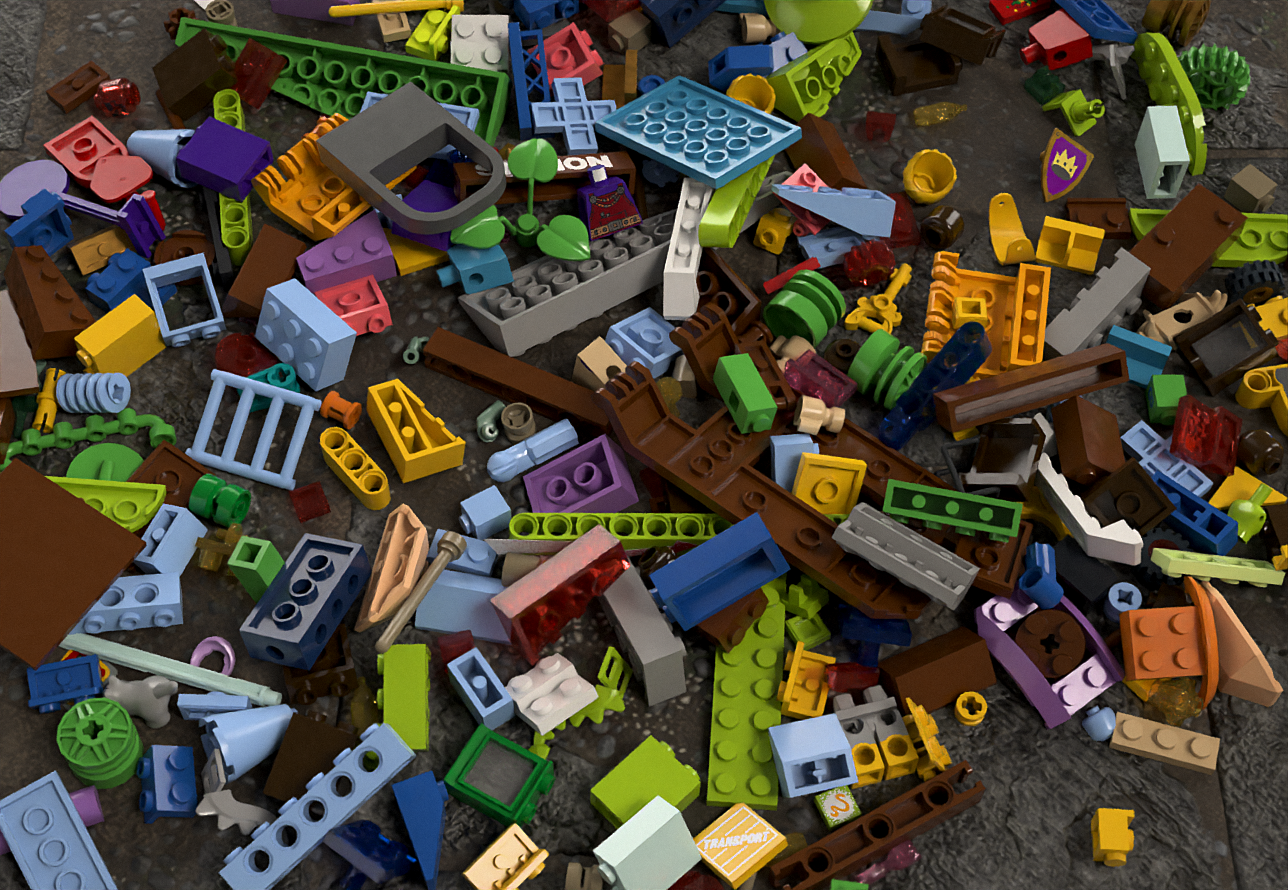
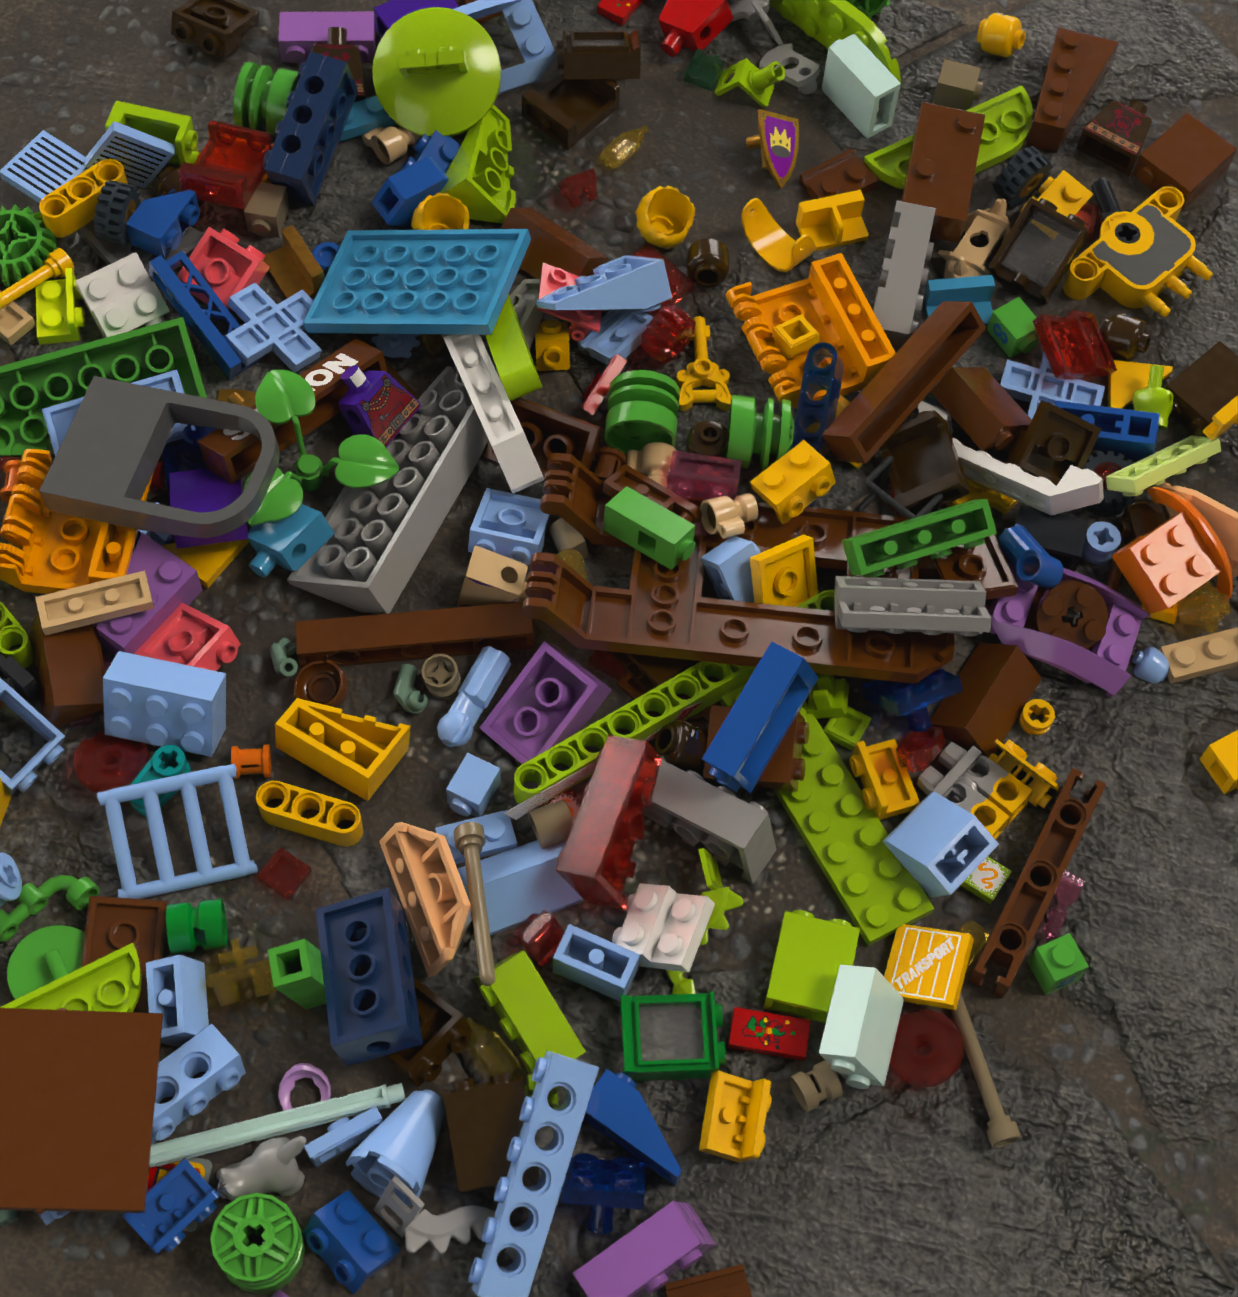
camera: 35 degrees left, 5 degrees up
(303, 237) = (94, 602): none -> tan plate
(428, 382) = (322, 683): none -> reddish brown hair
(577, 821) = (769, 1033): none -> red tile
(887, 419) = (794, 481): none -> yellow bracket
(1122, 125) = (802, 76): none -> light grey piece

